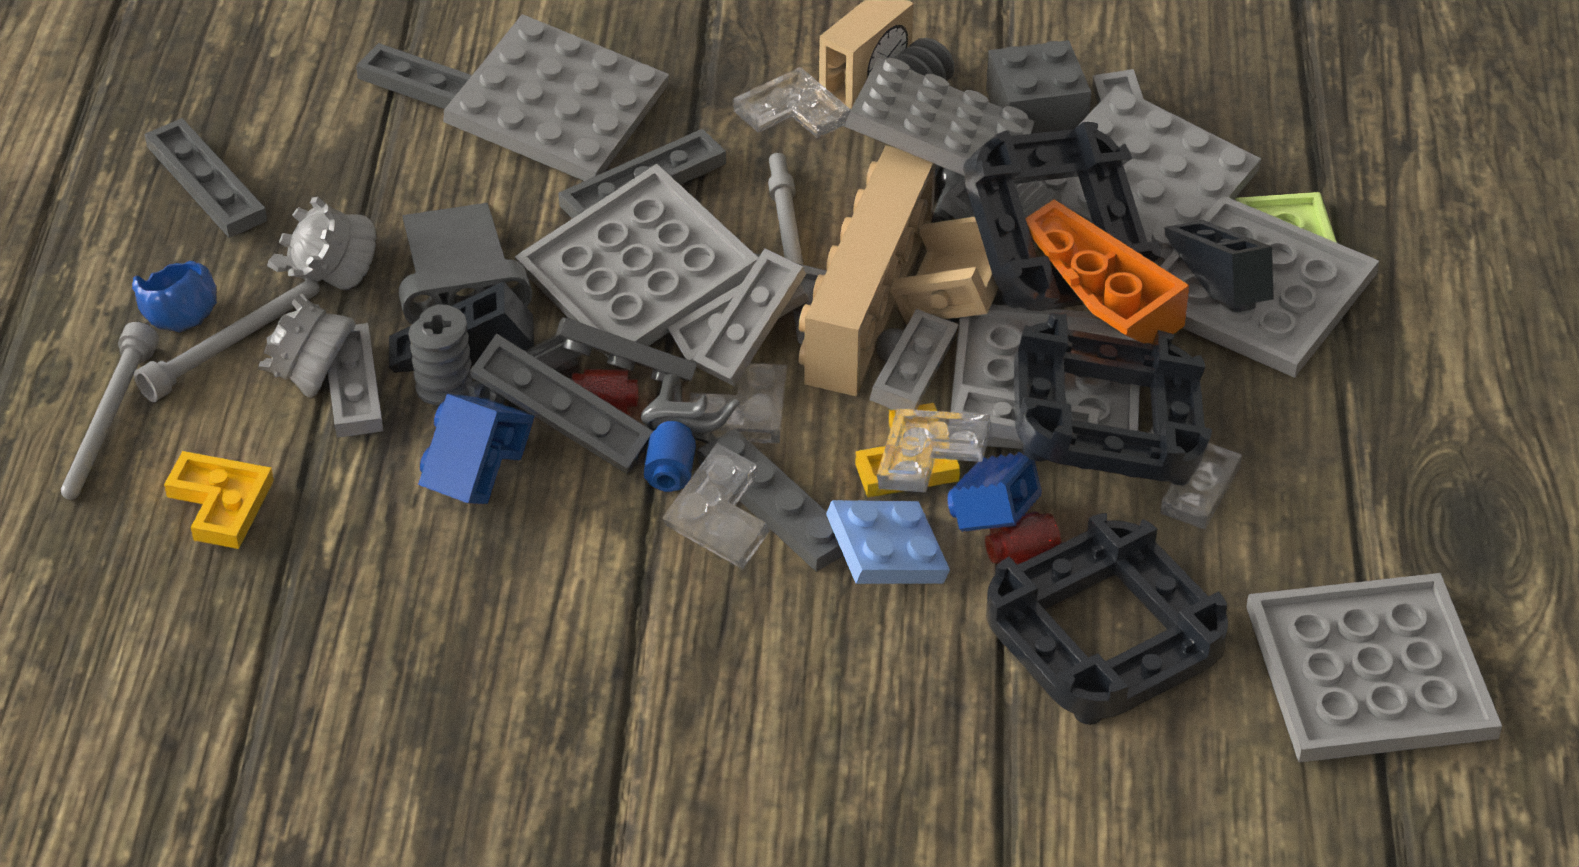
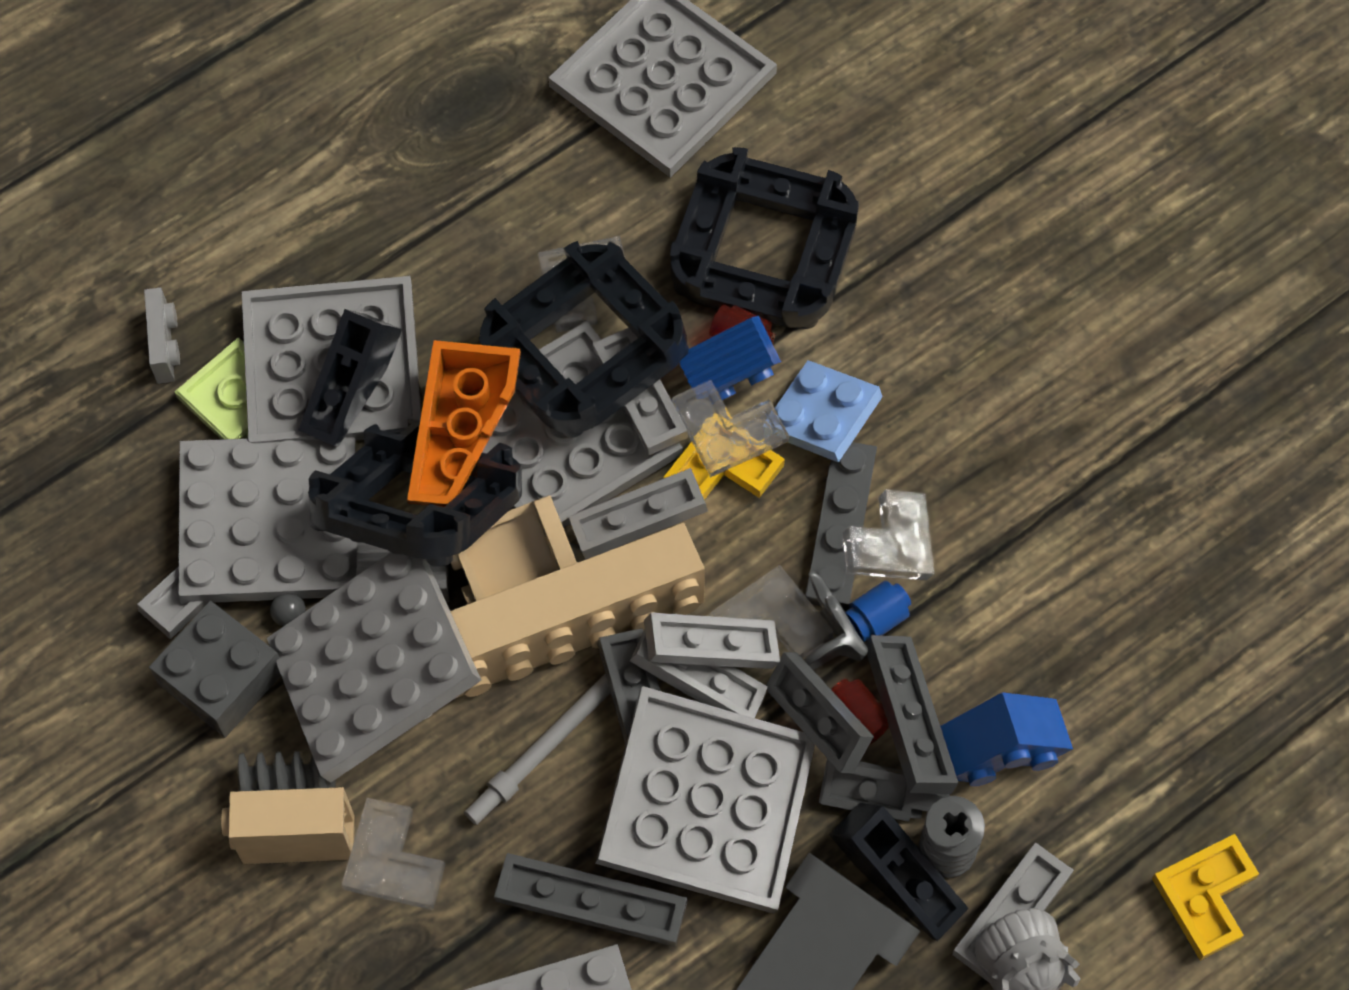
camera: 130 degrees left, 20 degrees up
(1382, 202) = (162, 350): none -> light grey plate

